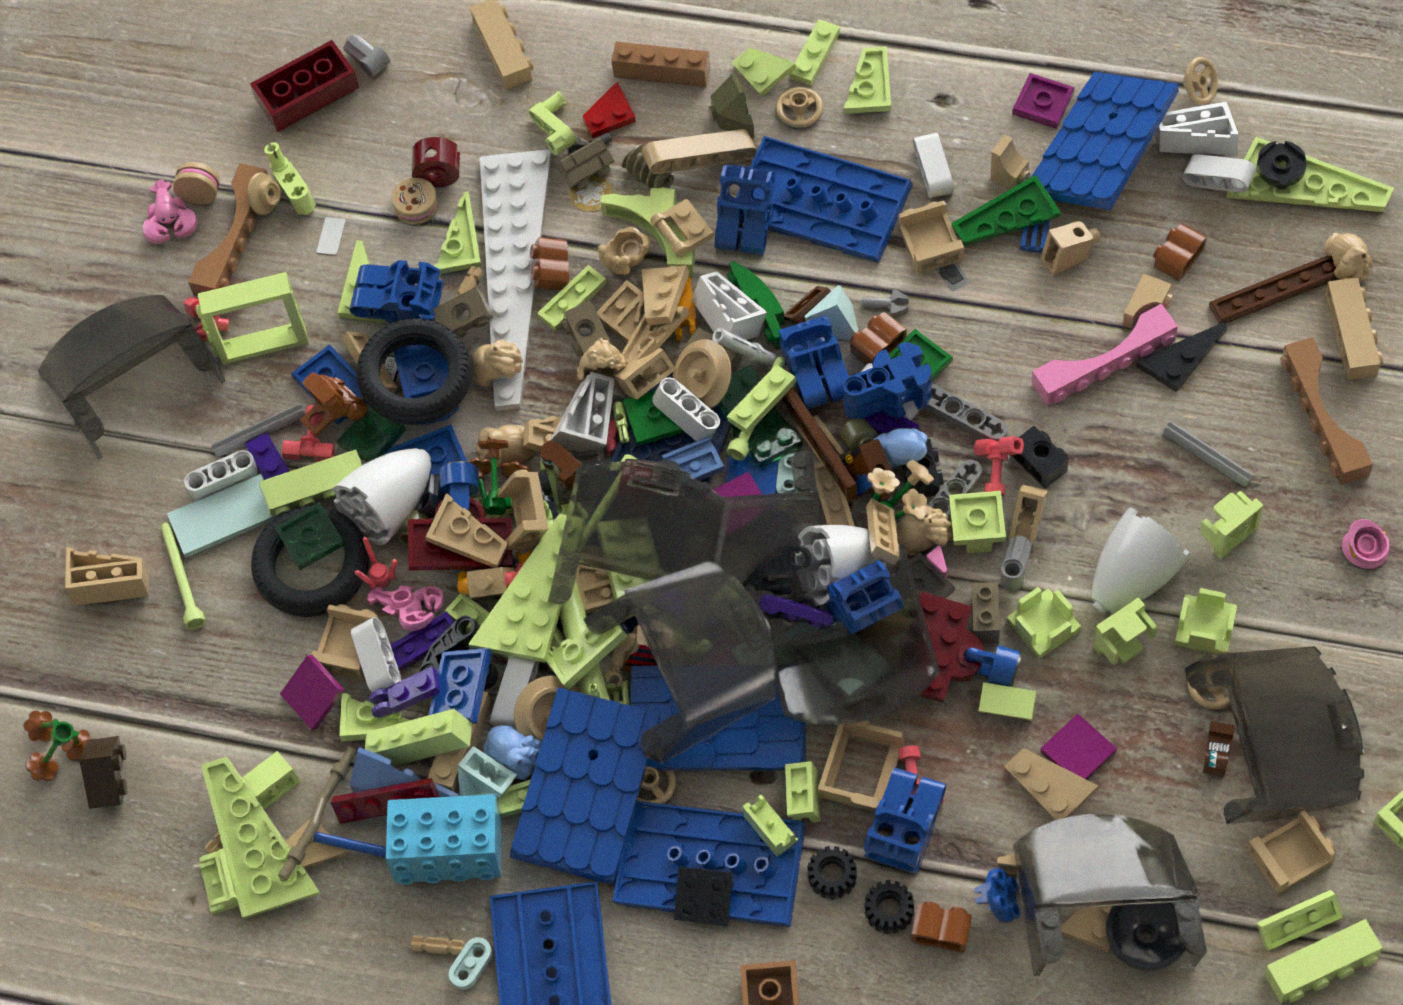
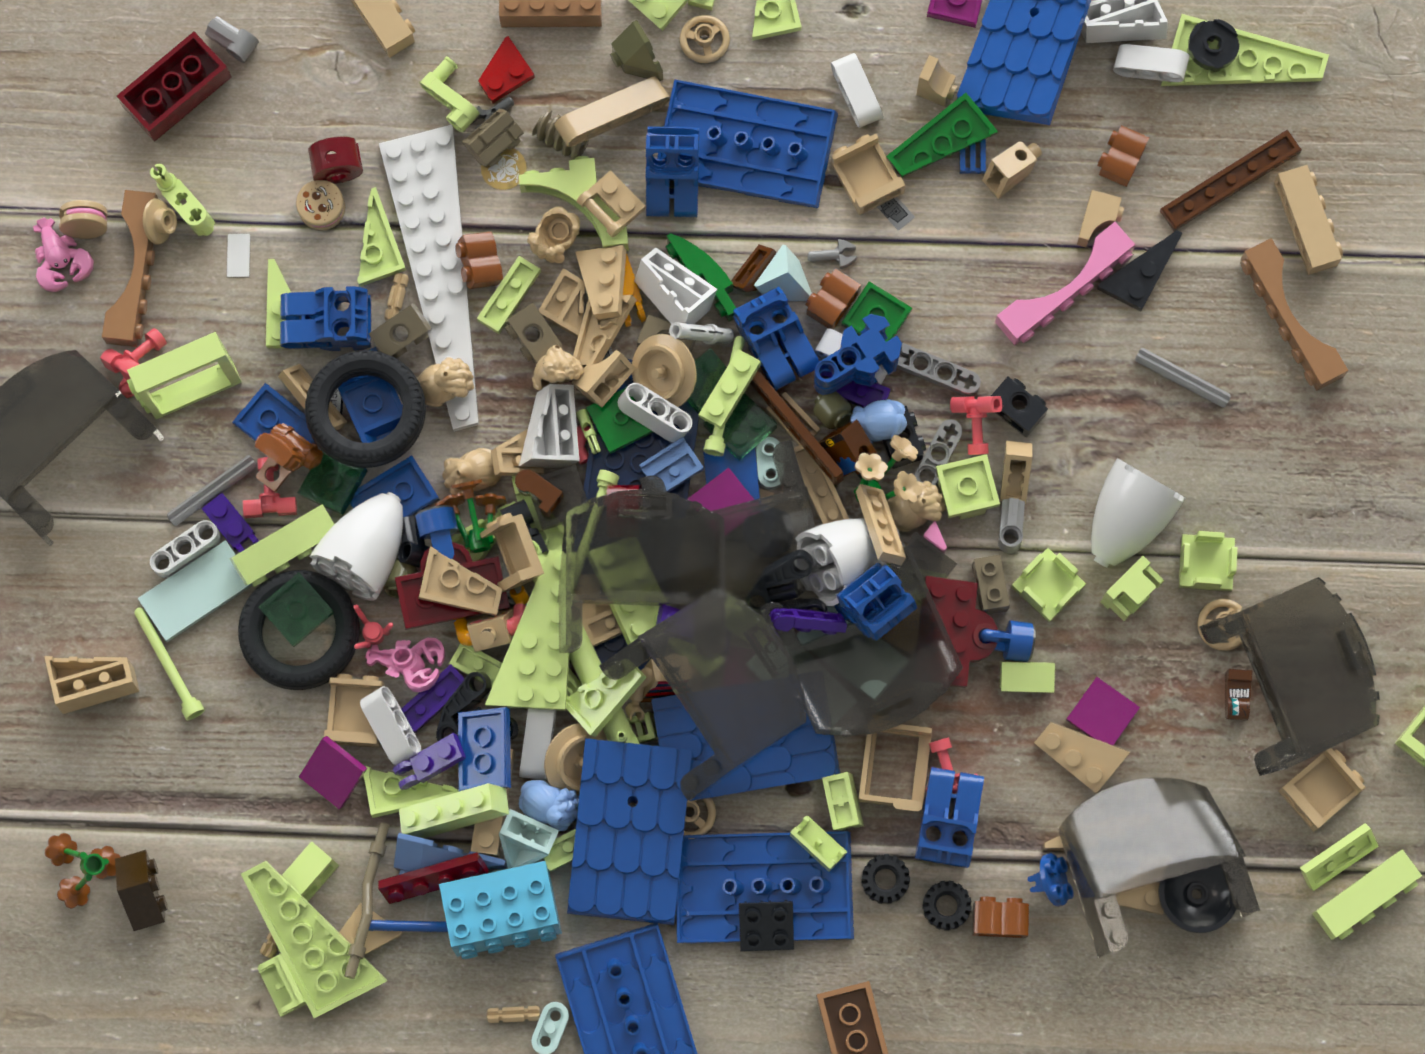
camera: 15 degrees left, 15 degrees up
(1238, 521) = (1218, 453): yellowish green panel -> none
(1349, 256) = (1294, 139): tan hair -> none
(1366, 544) = (1350, 455): bright pink piece -> none

